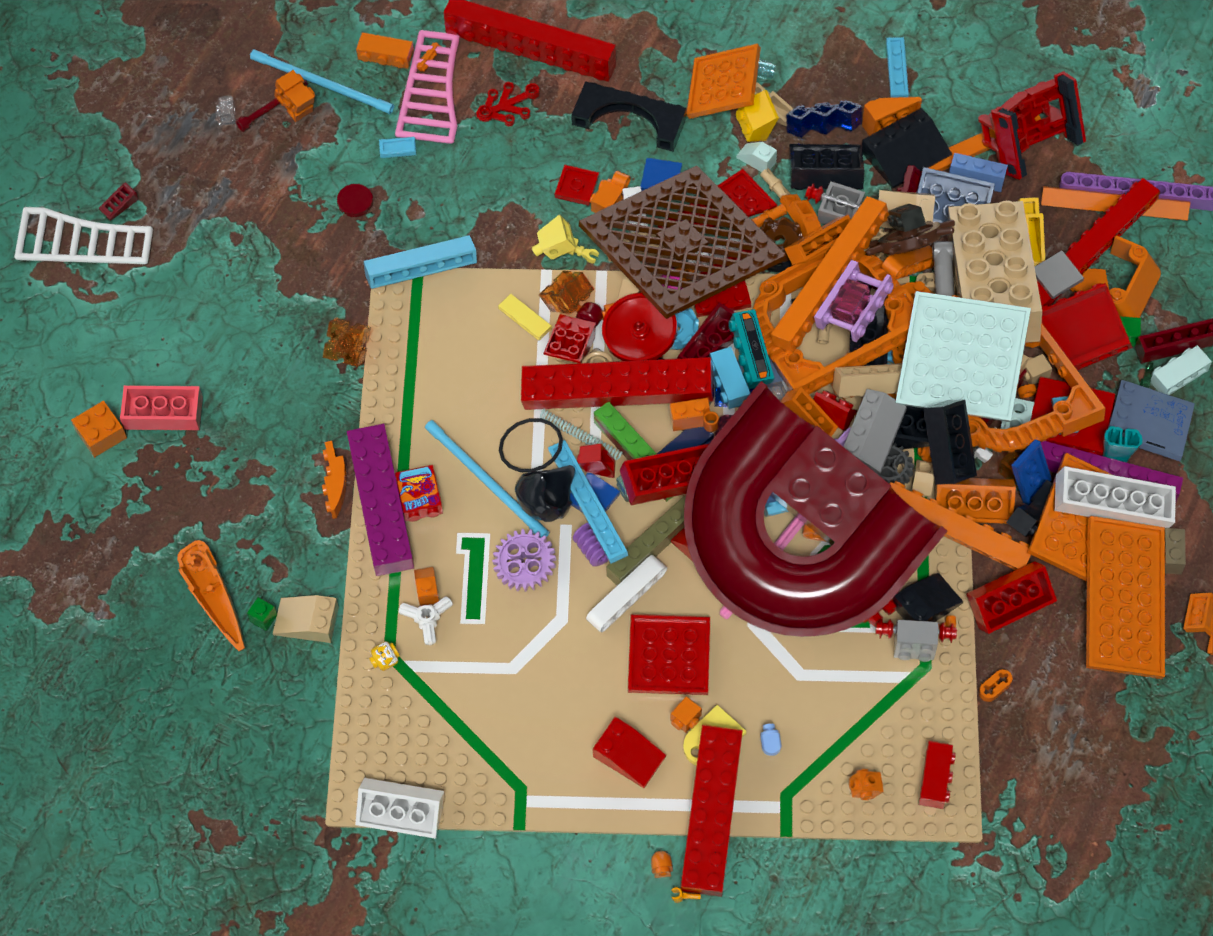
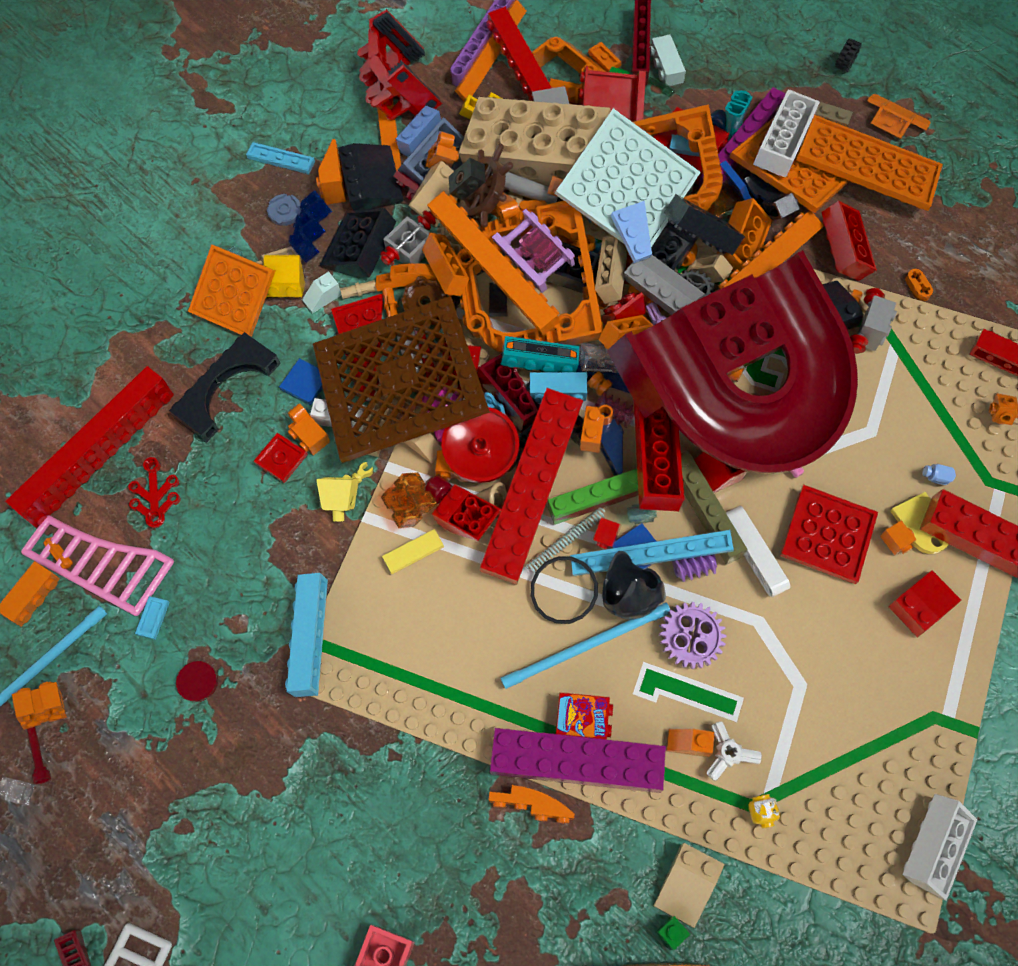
camera: 70 degrees left, 5 degrees up
(346, 342) = (376, 739): clear orange brick -> none
(838, 90) = (283, 209): none -> sand blue tile
(912, 376) = (634, 230): none -> light blue wing
(946, 193) = (442, 150): none -> orange hinge
(1157, 311) = (604, 57): none -> orange plate
(1157, 417) = (707, 86): sand blue plate -> none

